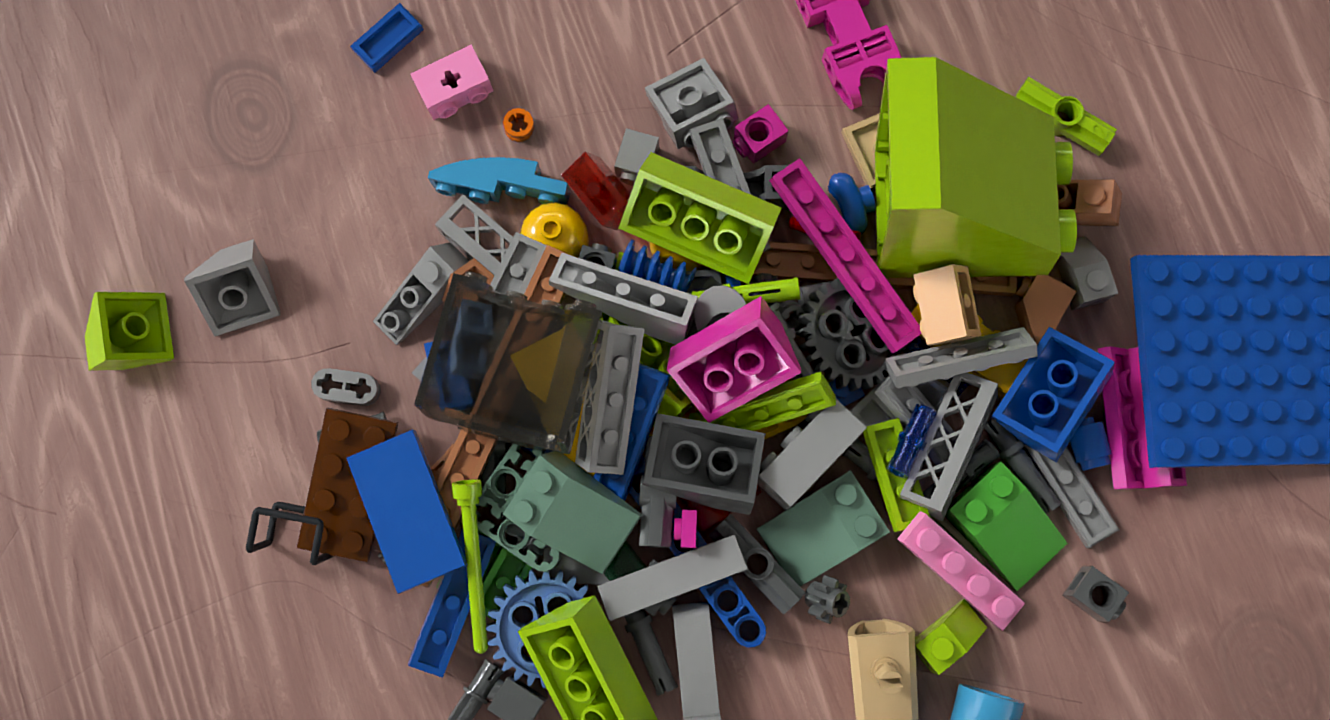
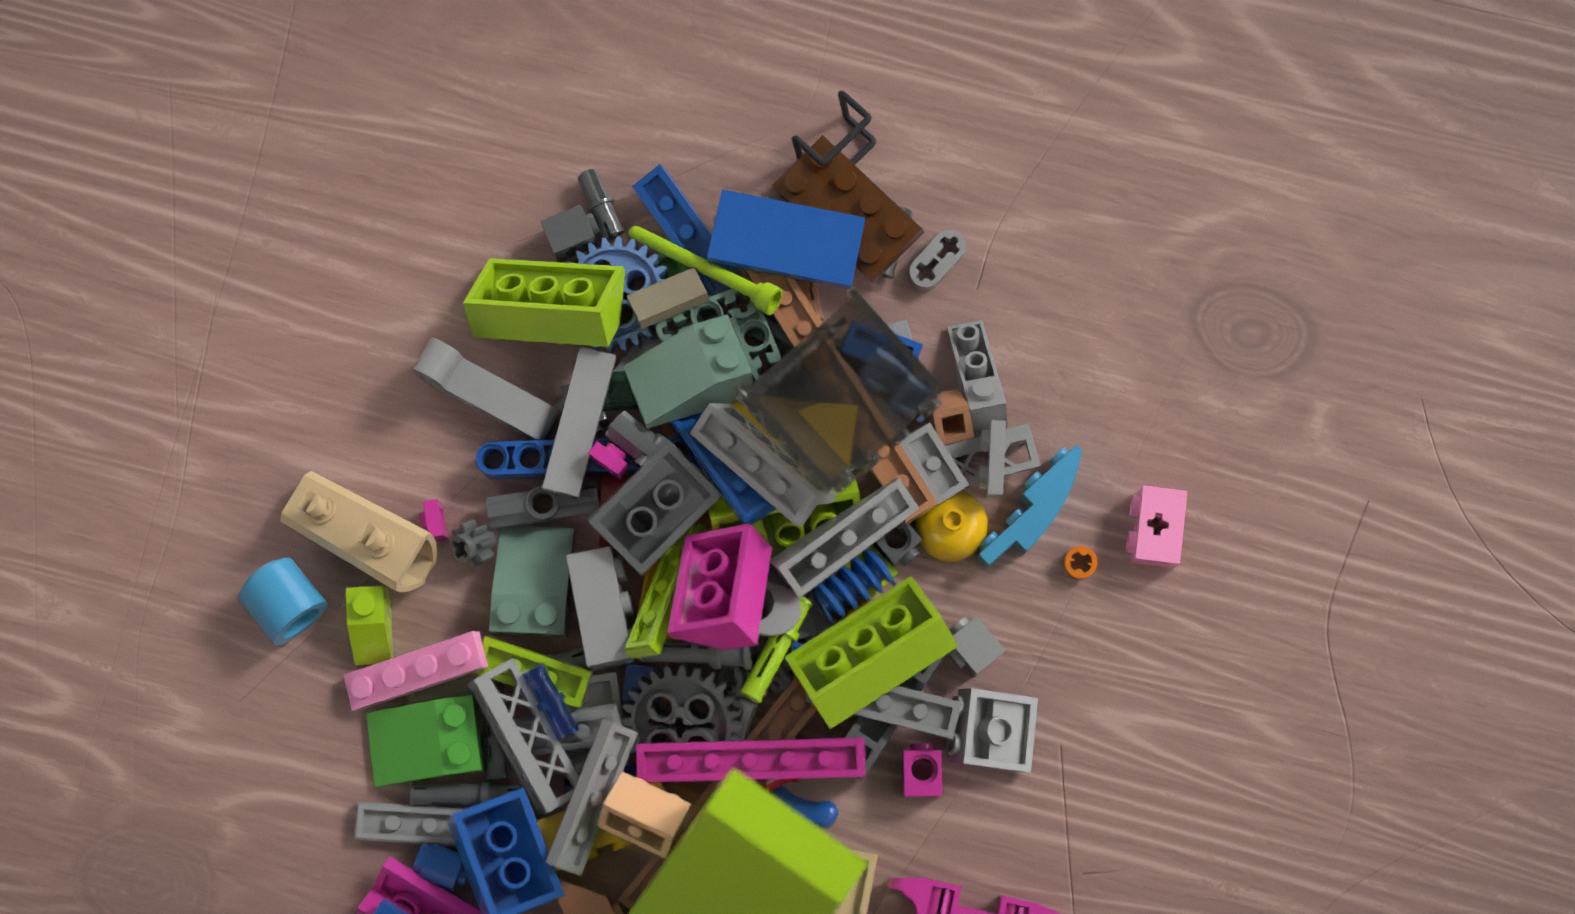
camera: 120 degrees right, 0 degrees up
(127, 331) = (1110, 108): lime slope -> none
(233, 288) = (1089, 219): light grey slope -> none
(387, 37) = (1245, 498): blue tile -> none
(470, 233) = (992, 476): none -> light grey plate
(520, 575) = (668, 298): none -> dark tan tile
(598, 189) = (964, 589): clear red brick -> none
(639, 625) = (532, 368): dark grey pin -> none
(832, 645) = (433, 520): none -> dark pink plate
(1081, 590) = (331, 776): dark grey brick -> none

